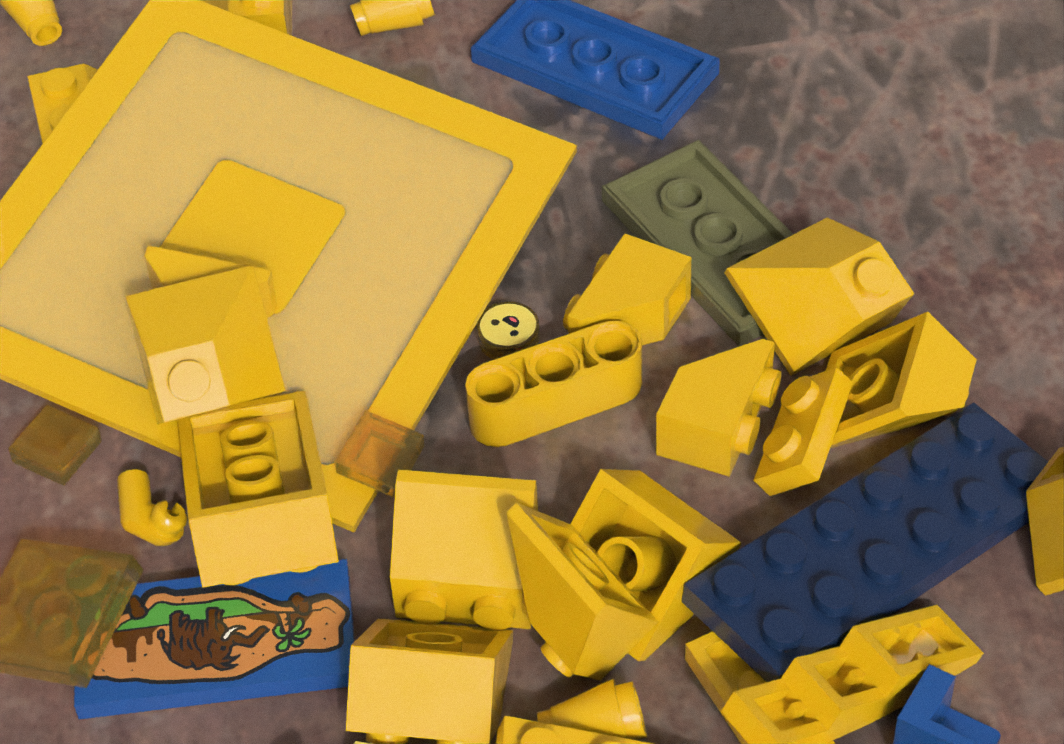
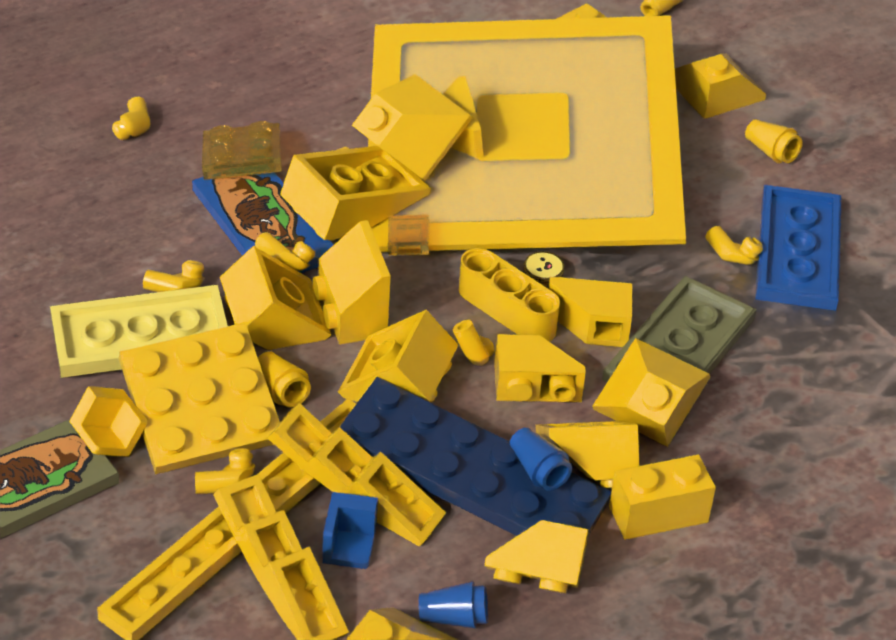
camera: 60 degrees right, 5 degrees down
(55, 445) = (346, 116): clear yellow tile -> none
(339, 631) = (296, 259): none -> yellow arm
(574, 596) = (345, 328): yellow slope -> none
(579, 120) = (729, 251): none -> yellow arm
(642, 452) = (475, 347): none -> yellow arm
(803, 431) = (555, 411): yellow plate -> none
(932, 443) = (542, 460): none -> blue cone
(1013, 349) = (661, 496): none -> yellow brick

